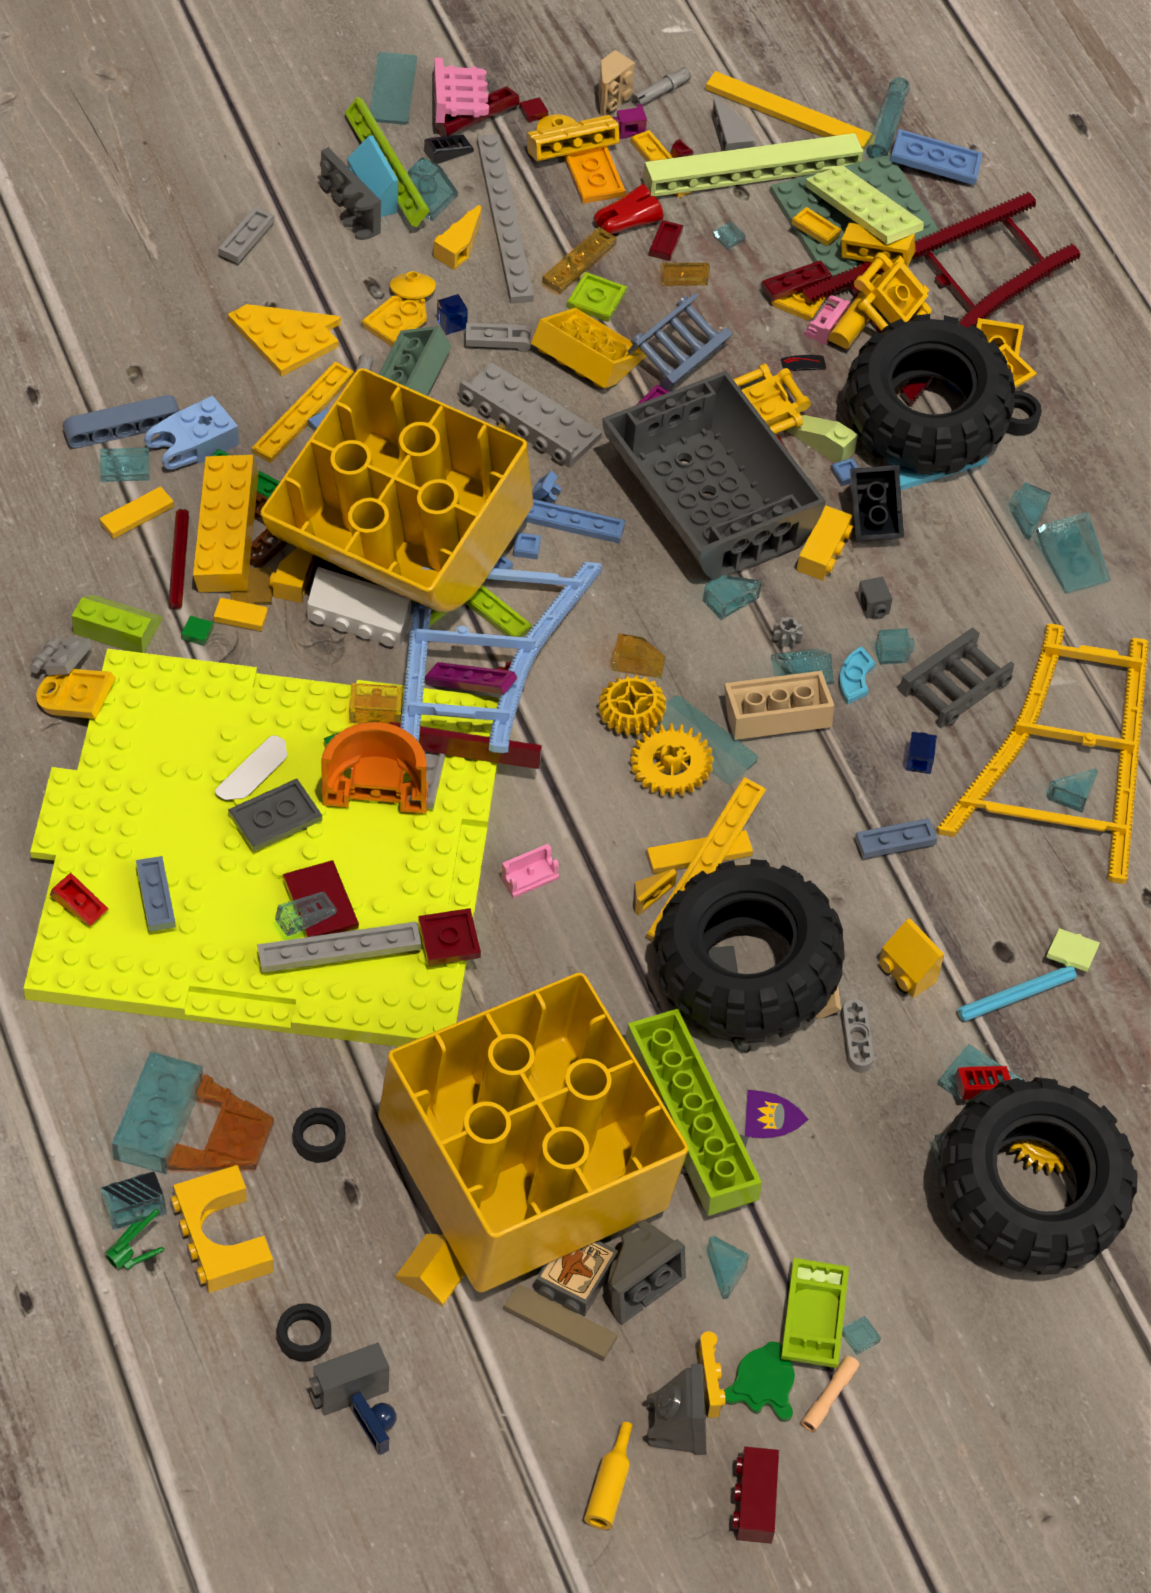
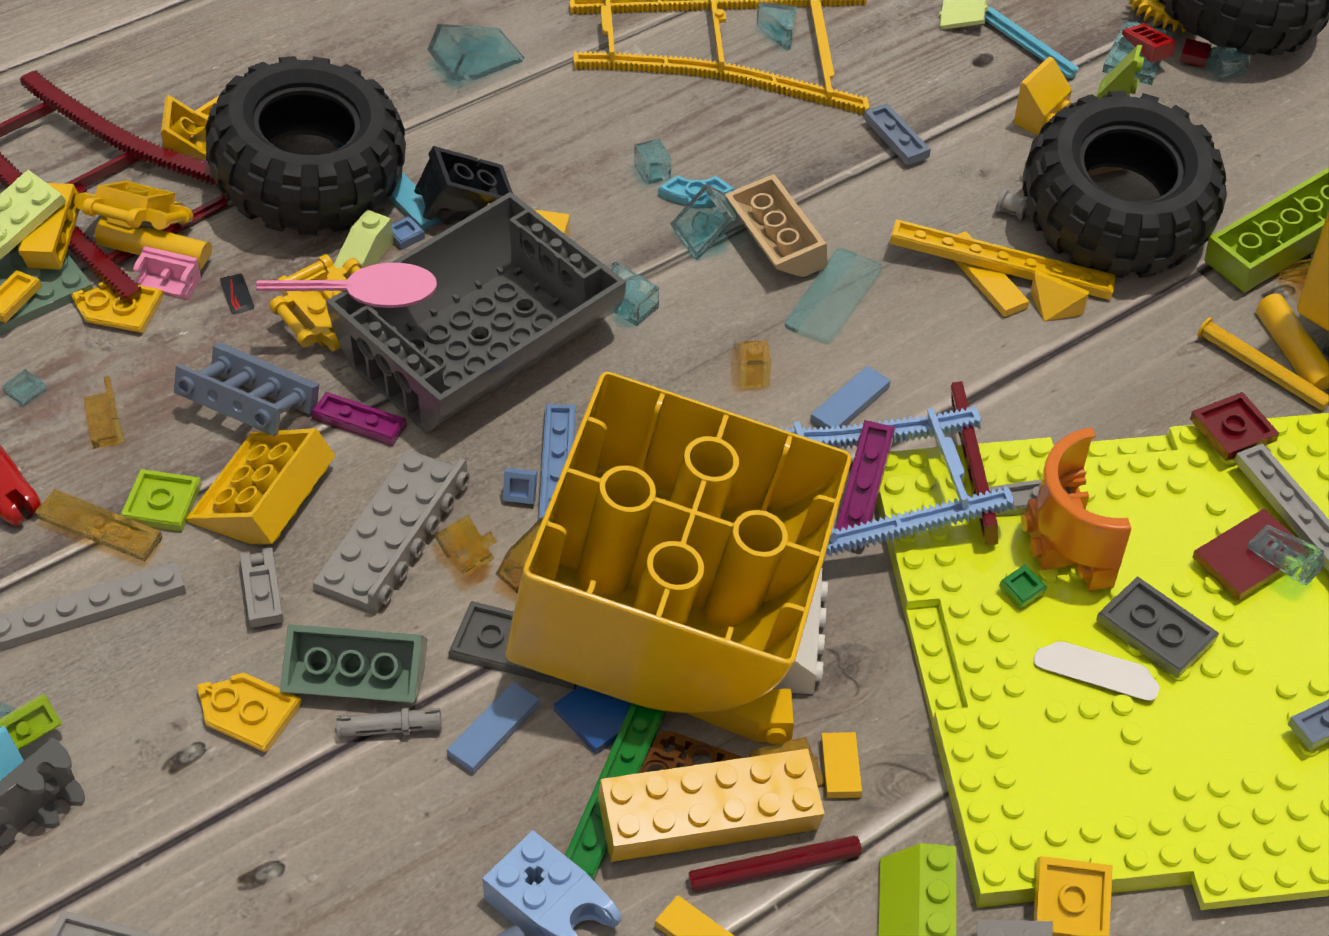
camera: 100 degrees left, 5 degrees down
(197, 630) = (888, 808): green tile -> none
(286, 336) = (308, 843): yellow wing -> none
(297, 416) = (455, 783): yellow tile -> none
(375, 703) = (956, 556): clear yellow brick -> none
(412, 285) = (183, 713): yellow dish -> none
(452, 314) = (236, 638): clear blue brick -> none
(457, 242) = (81, 661): yellow slope -> none
(529, 871) = (1086, 400): bright pink hinge -> none
(577, 714) = (851, 399): none -> medium blue tile
(619, 713) = (823, 355): yellow gear -> none
(666, 240) = (42, 447): dark red tile -> none
(673, 750) = (881, 301): yellow gear -> none
(734, 403) = (375, 285): none -> bright pink piece
(771, 1115) = (1254, 184): dark purple sticker -> none
(787, 632) = (665, 242): light grey gear -> none
(795, 280) = (107, 306): dark red tile -> none
(874, 597) = (590, 182): dark grey brick -> none
(903, 1021) = (1123, 75): none -> lime slope
(921, 752) = (783, 127): clear blue brick -> none
(950, 657) = (670, 131): dark grey fence -> none
(1029, 507) = (425, 85): clear light blue slope -> none

